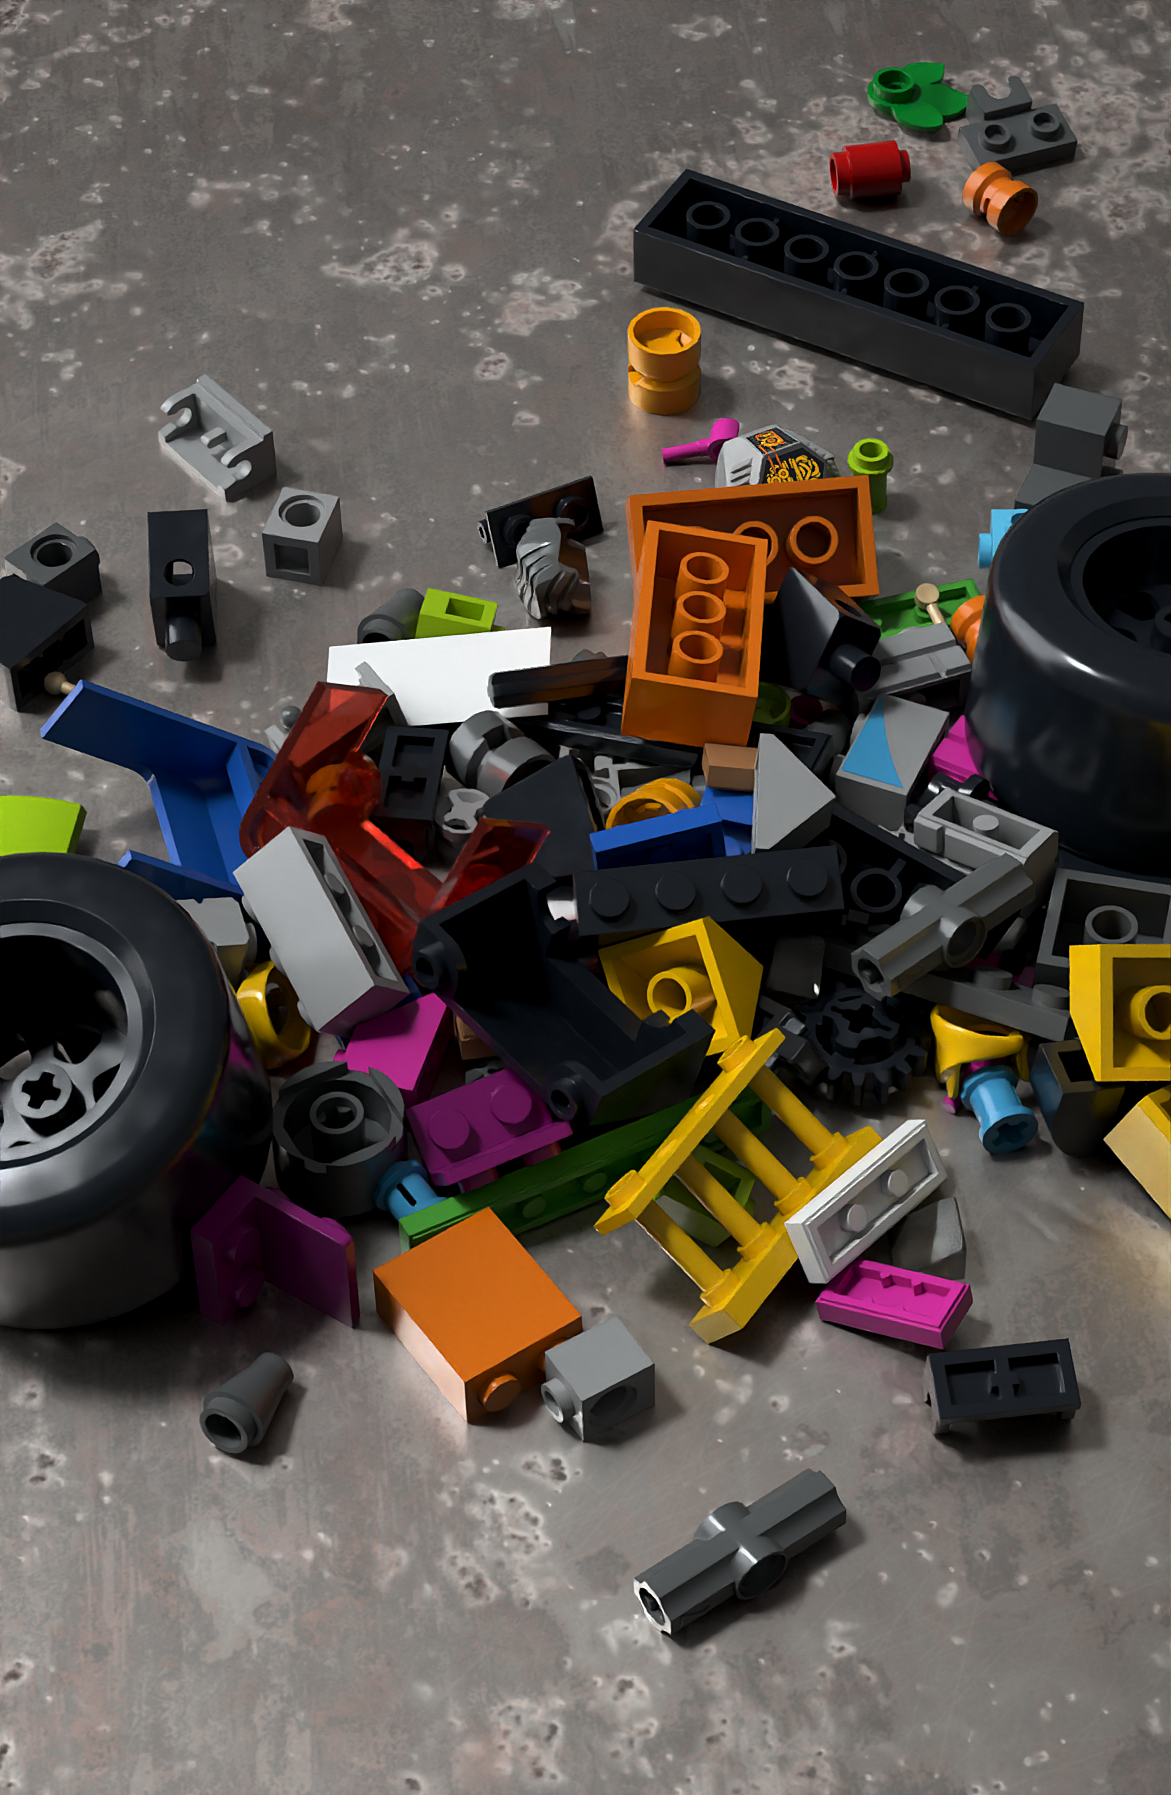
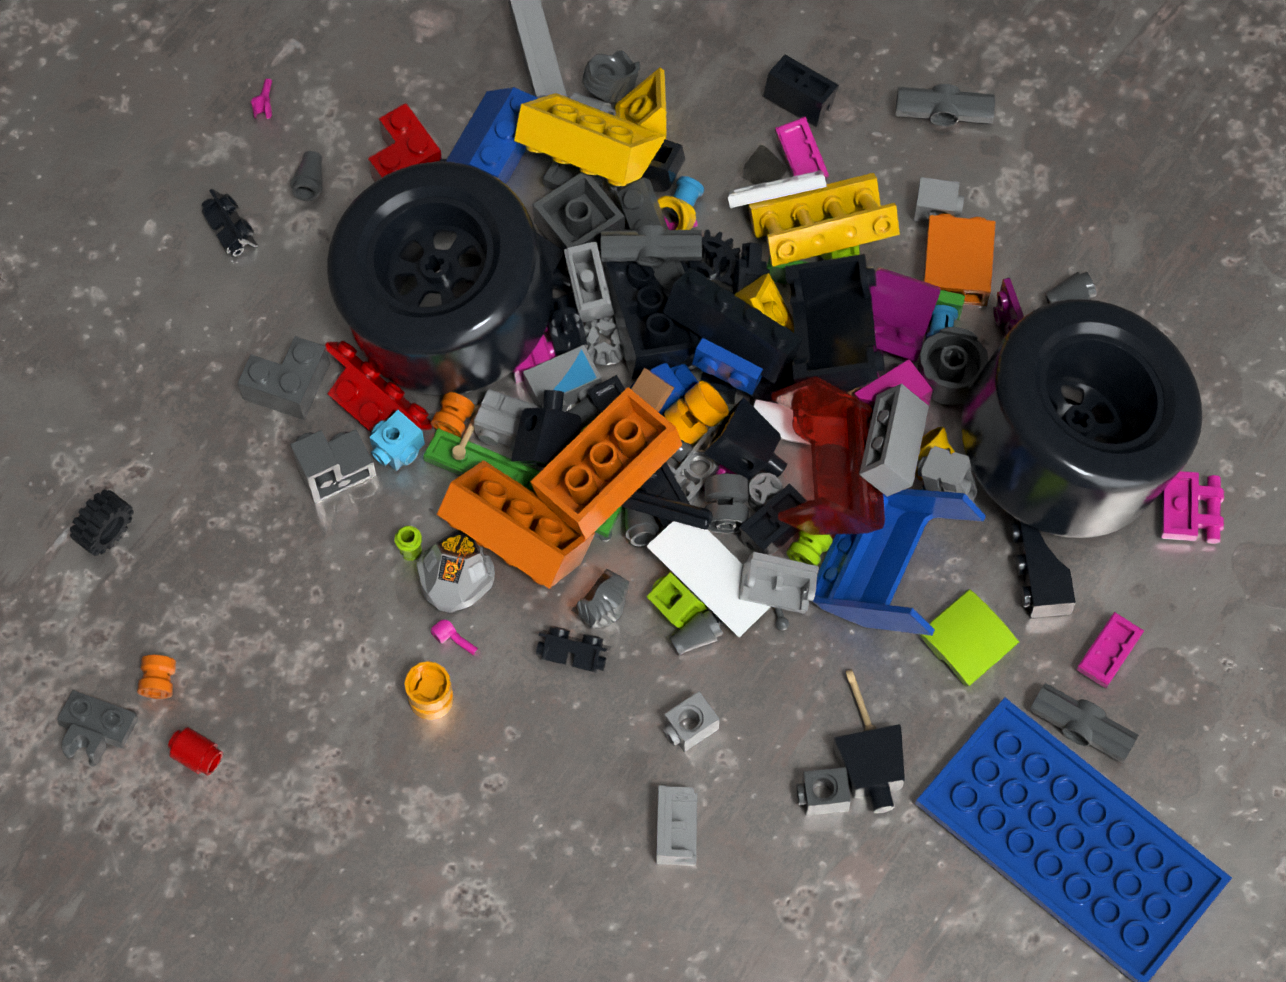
camera: 140 degrees left, 20 degrees up
(182, 603) = (778, 721): black torso -> none
(787, 800) = (666, 336): light grey slope -> none
(858, 293) = (299, 661): black brick -> none
(916, 96) = (103, 793): green plate -> none

